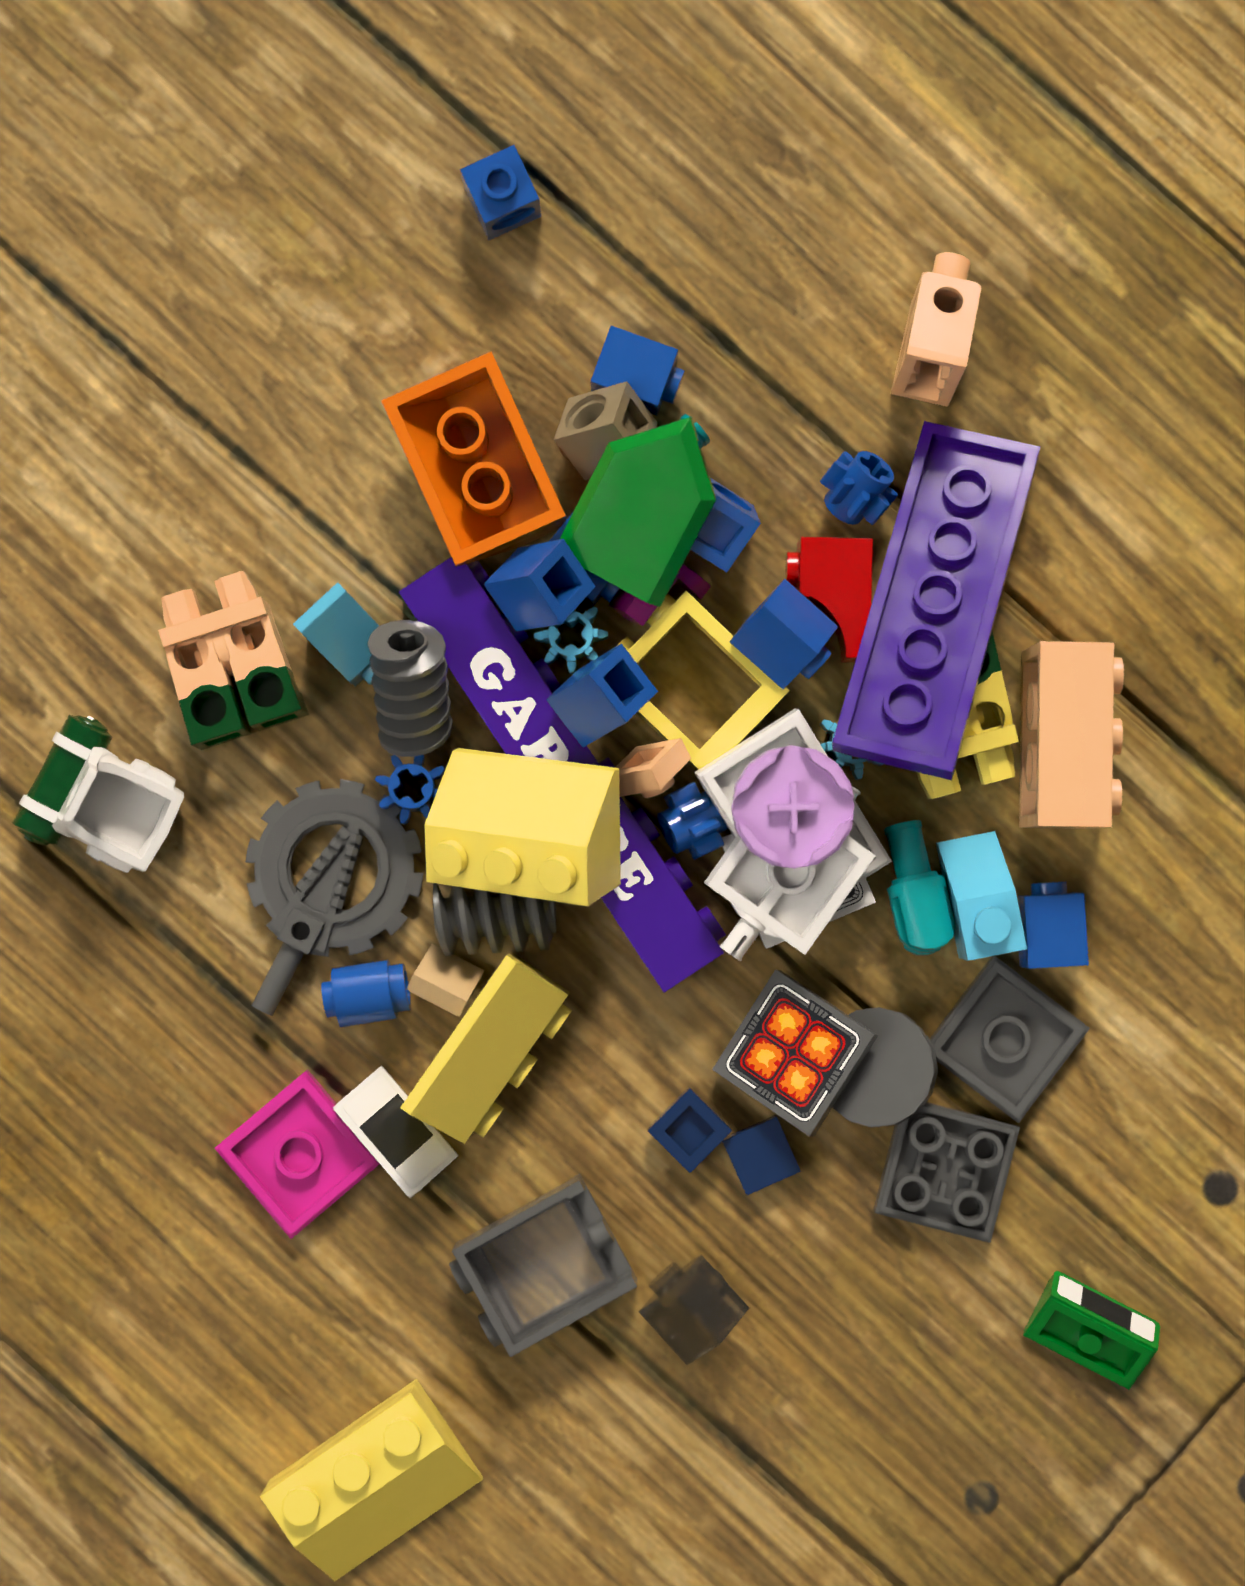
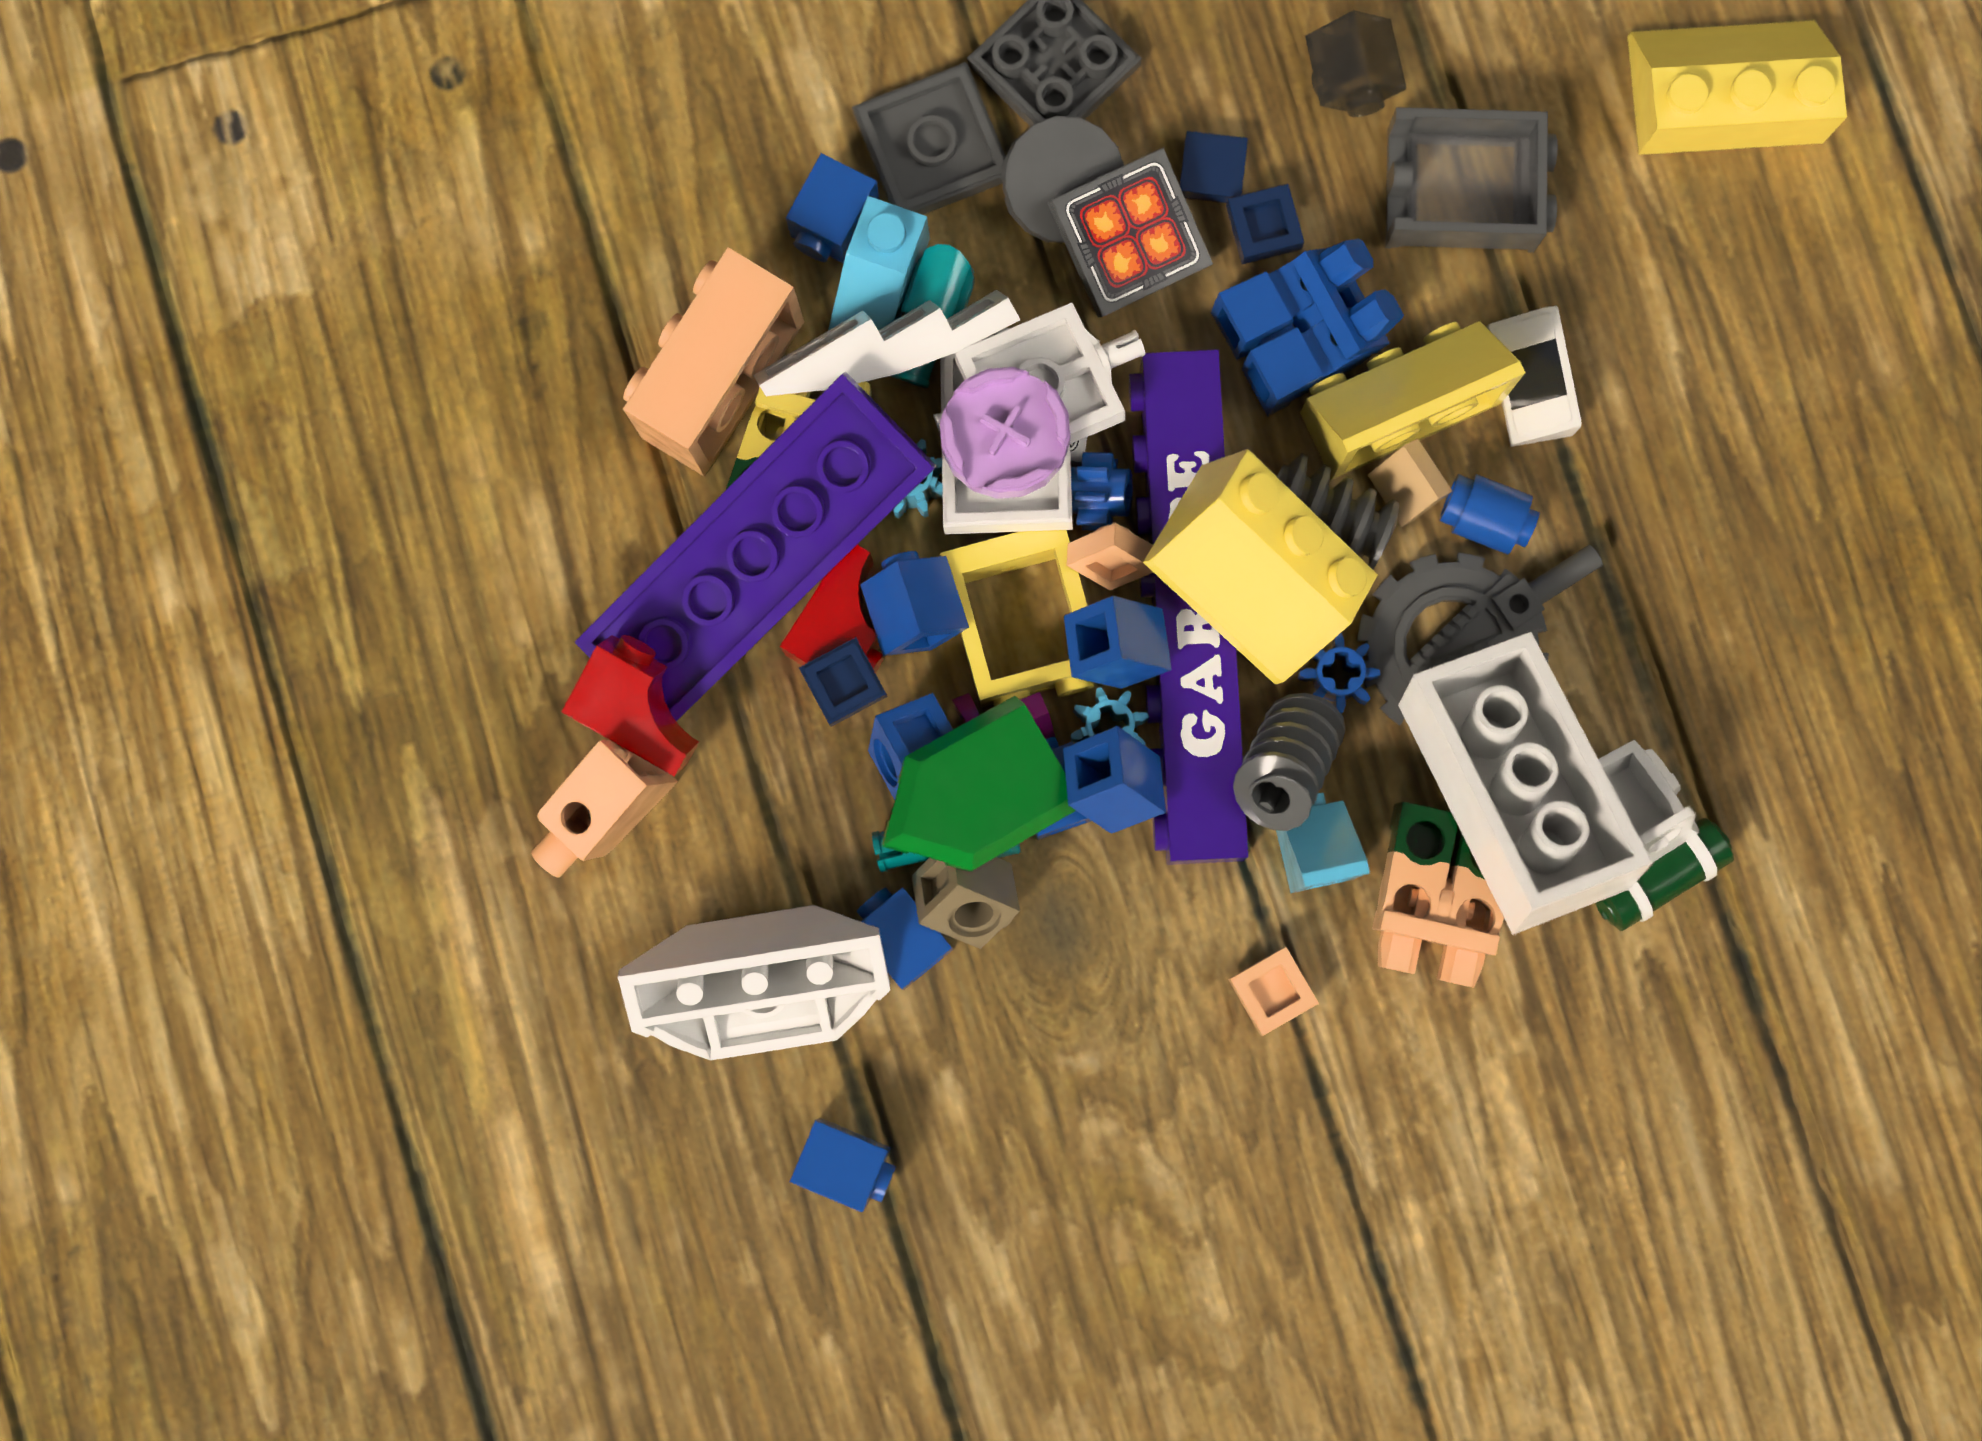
camera: 145 degrees left, 5 degrees down
(213, 772) = (1523, 783): none -> white brick
(297, 1154) = (1637, 410): dark pink tile -> none
(318, 504) = (1273, 991): none -> light nougat plate
(475, 461) = (1106, 936): orange slope -> none
(501, 192) = (927, 1183): blue brick -> none
(575, 168) = (843, 1166): none -> blue brick
(594, 1084) = (1330, 319): none -> blue hips
(731, 266) = (756, 982): none -> white wedge
(803, 537) = (843, 682): none -> dark blue tile
(858, 487) = (762, 705): blue gear -> none
(945, 813) = (873, 353): none -> white slope
(963, 416) = (625, 703): none -> red arch

